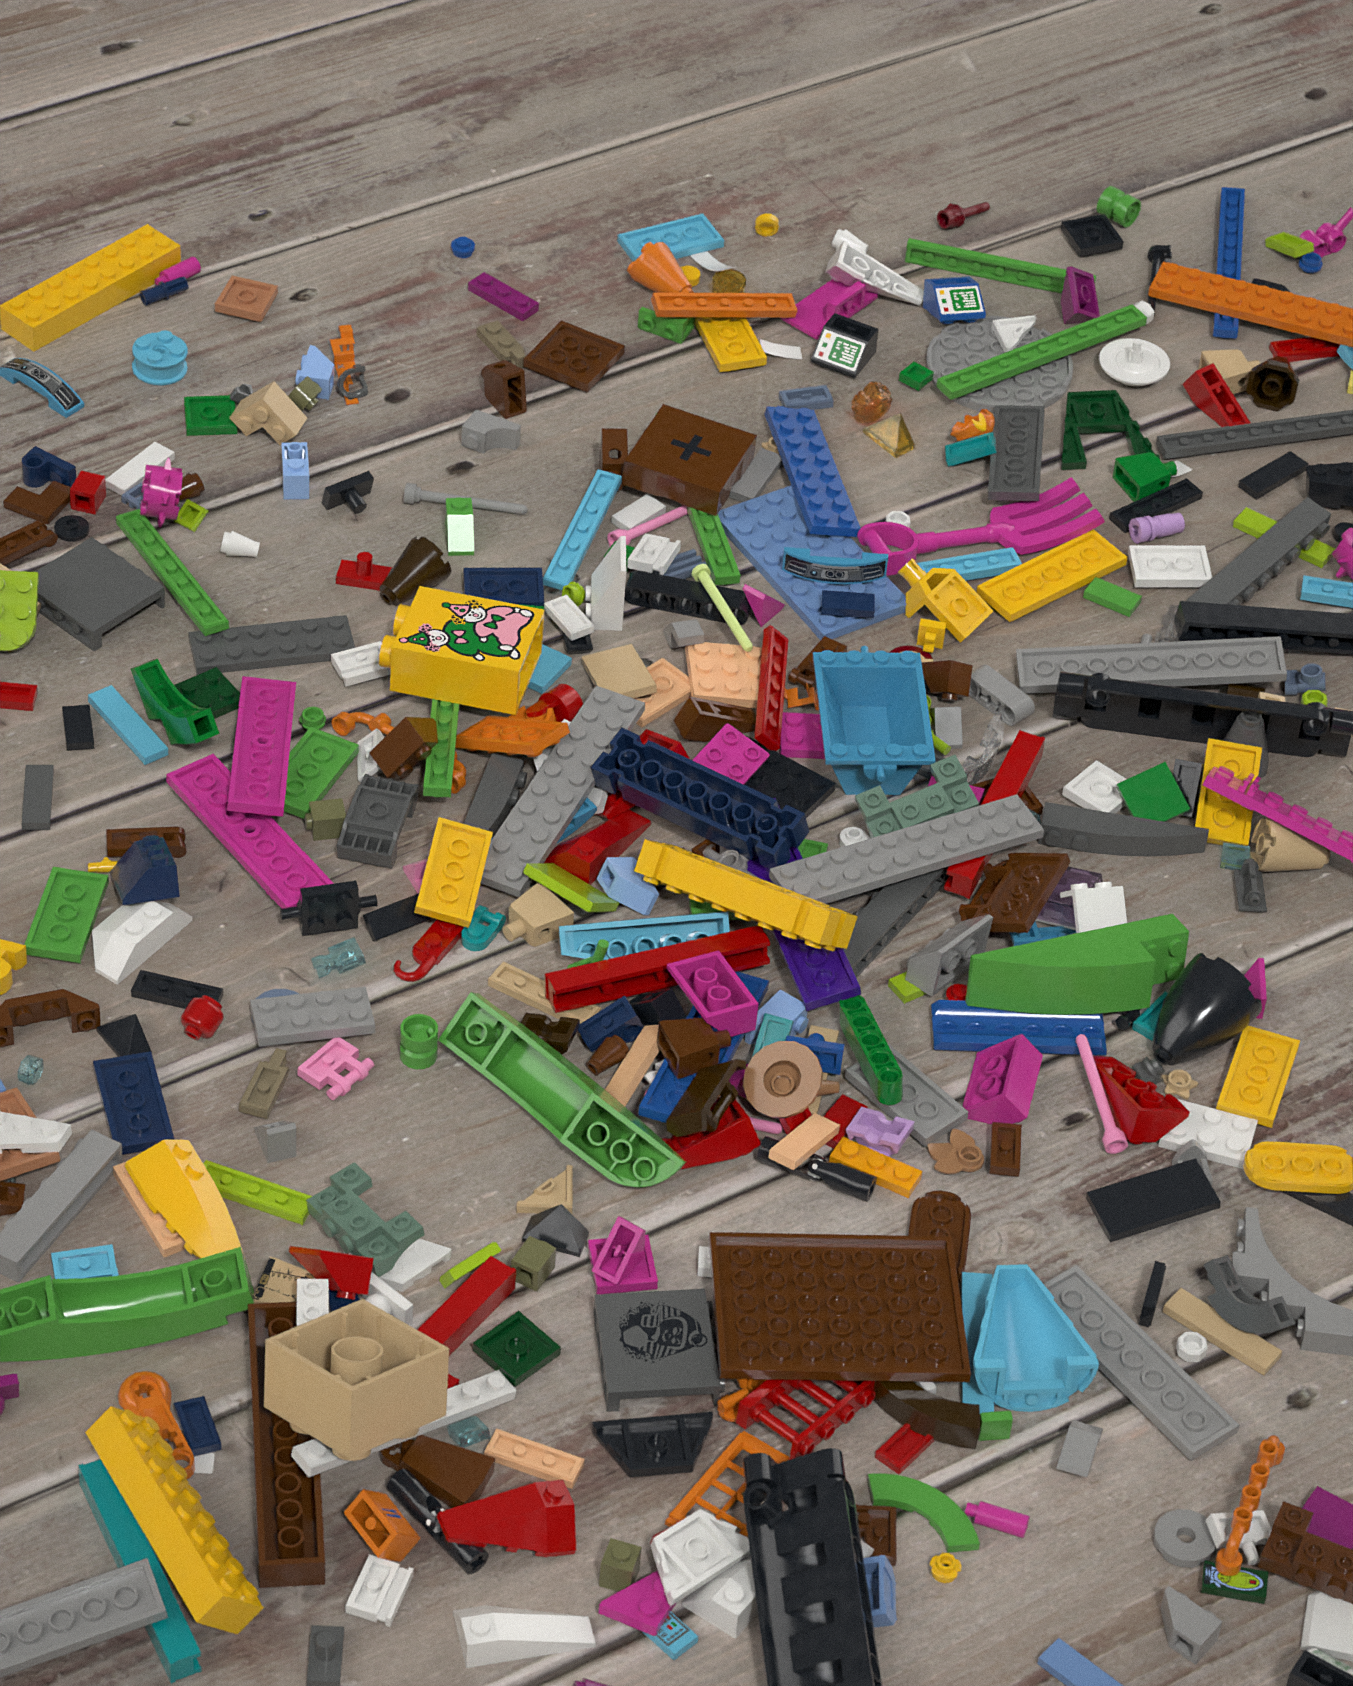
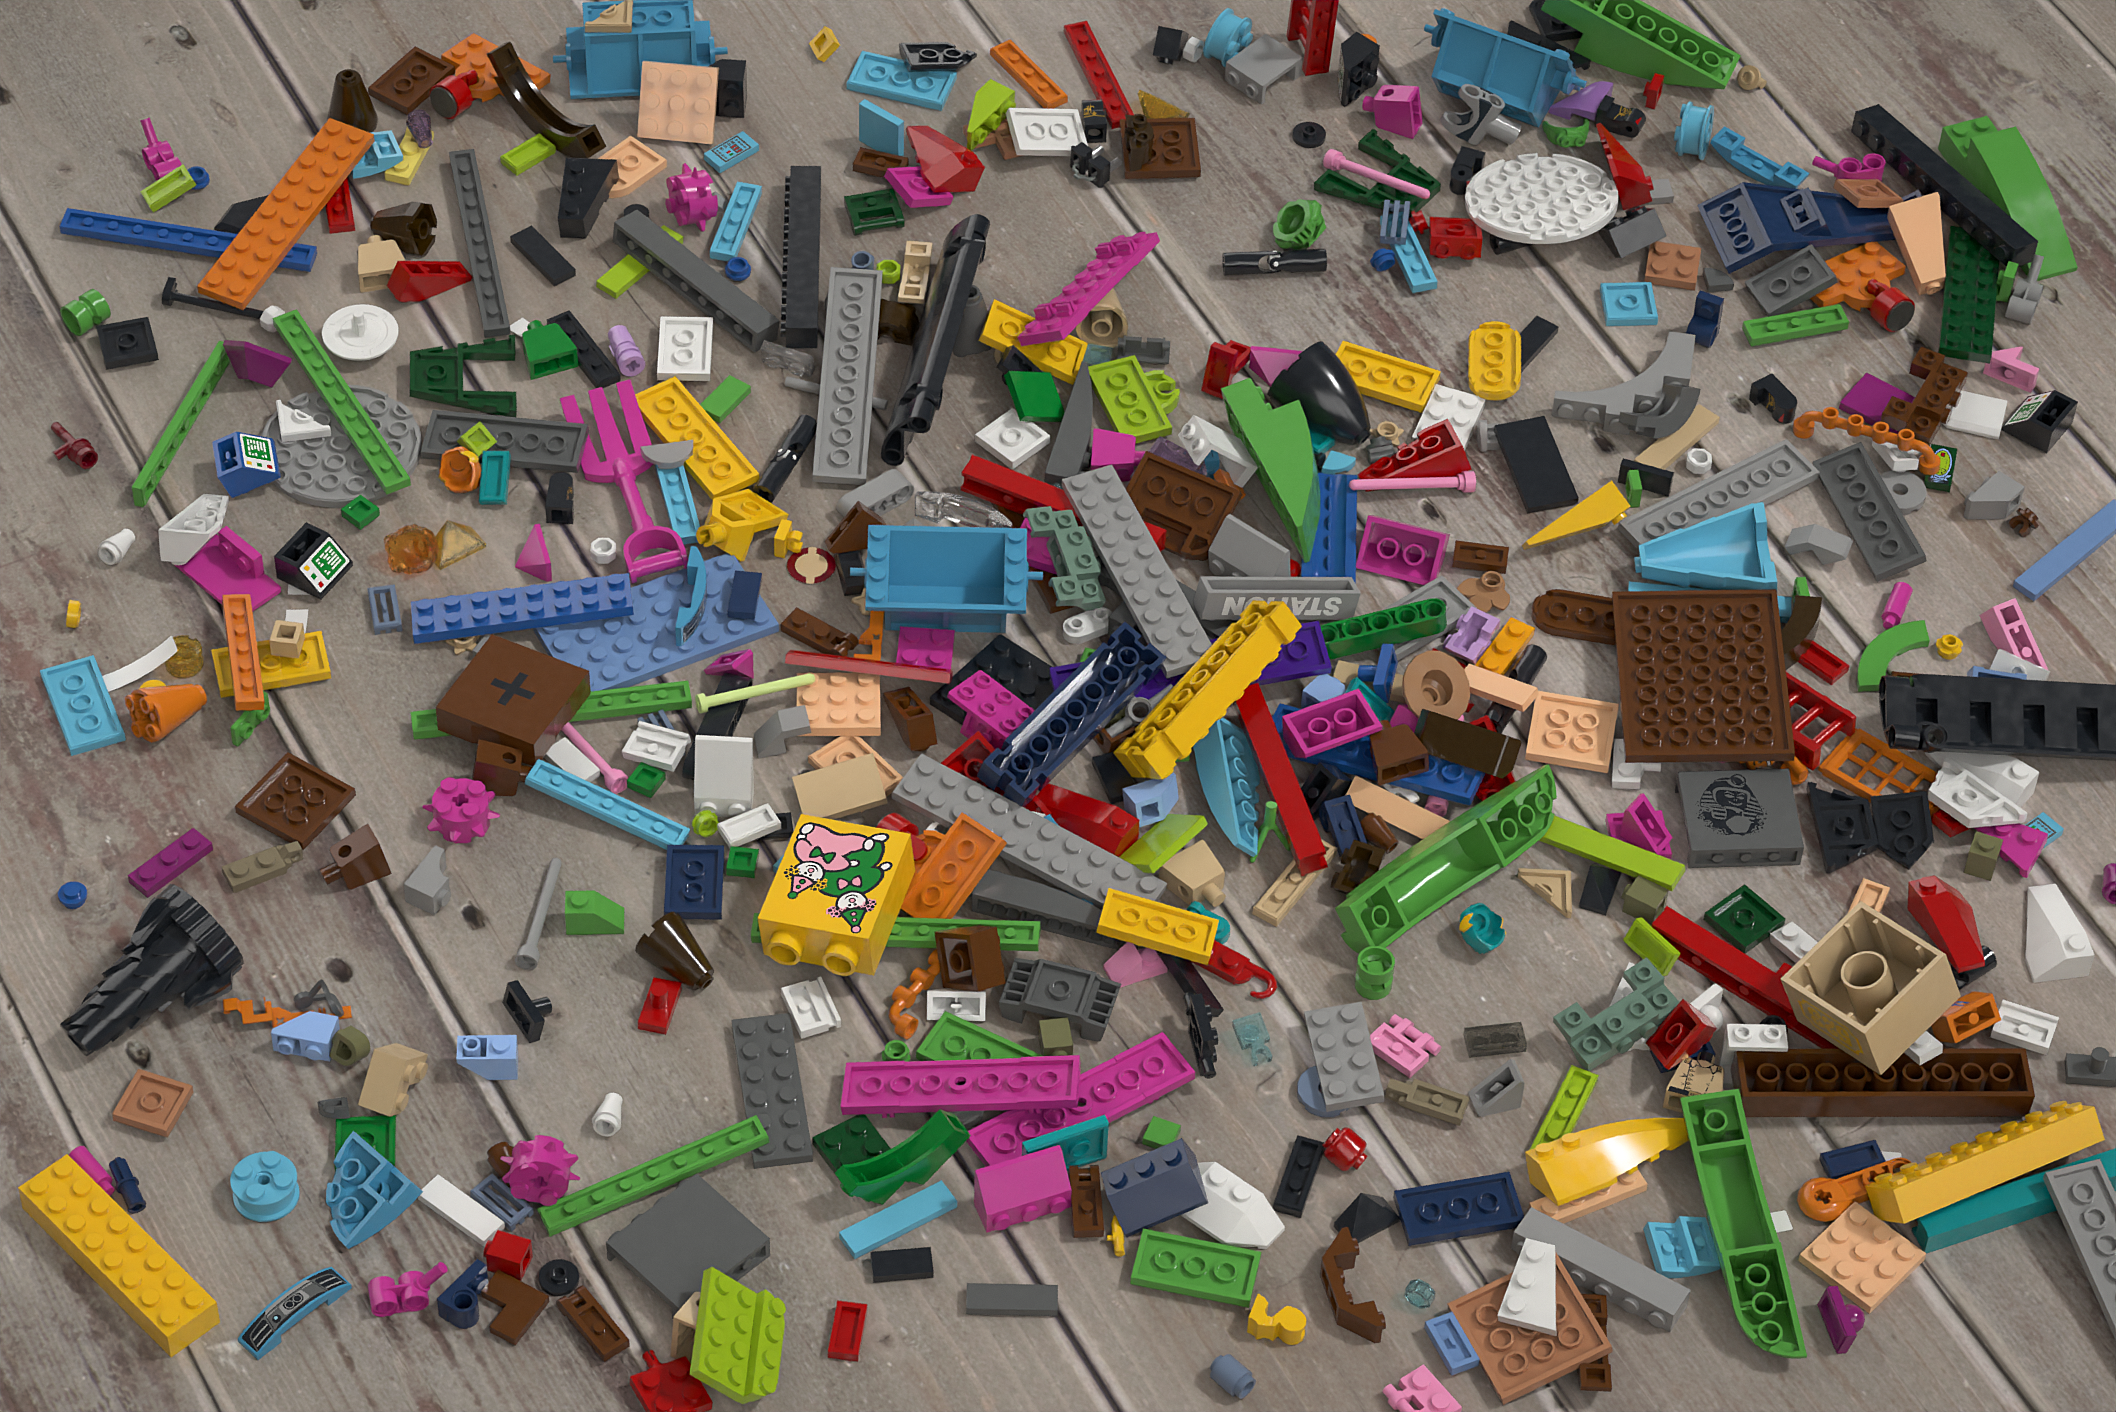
camera: 85 degrees left, 5 degrees up
(51, 434) = (408, 1295): none -> dark pink beam
(57, 1423) = (1862, 1257): none -> light nougat plate
(122, 1362) = (1781, 1221): none -> white sticker
(146, 787) = (1022, 1189): none -> dark pink slope
(157, 416) = (366, 1192): none -> dark azure brick
(190, 815) = (1079, 1143): none -> teal tile
(225, 896) = (1160, 1133): none -> bright green tile
(344, 1137) = (1495, 1039): none -> clear smoke plate
(377, 280) = (170, 954): none -> black cone
(482, 1125) = (1481, 928): none -> teal hair
(569, 444) = (461, 809): none -> dark pink brick
(589, 1232) = (1613, 853): none -> lime tile
(658, 1495) = (1903, 825): none -> black tile
(742, 328) = (287, 639): none -> tan plate
(765, 1205) = (1572, 732): none -> light nougat plate
(885, 483) = (535, 557): none -> dark pink slope
(894, 963) = (1305, 596): none -> light grey brick
(909, 1628) = (2011, 663): none -> white plate
(956, 492) = (559, 499): none -> black leg
(958, 1626) = (2011, 632): none -> bright pink slope
(1007, 428) = (477, 439): none -> lime slope
(1018, 551) = (668, 454): none -> light grey tile
(1021, 630) = (786, 458): none -> black piece
(1081, 1236) = (1592, 513): none -> yellow wedge
(1090, 853) = (1115, 450): none -> dark pink torso
(1122, 1039) = (1338, 462): none -> medium azure tile
(1132, 1282) = (1633, 488): none -> bright green tile
(1138, 1496) = (1869, 511): none -> dark grey plate
(1160, 1658) = (2025, 517): none -> reddish brown plate
(1176, 879) = (1134, 397): none -> lime plate
(1239, 943) = (1223, 365): none -> red bracket
(1289, 599) = (737, 269): none -> blue plate
(1307, 1423) = (1774, 397): none -> black leg

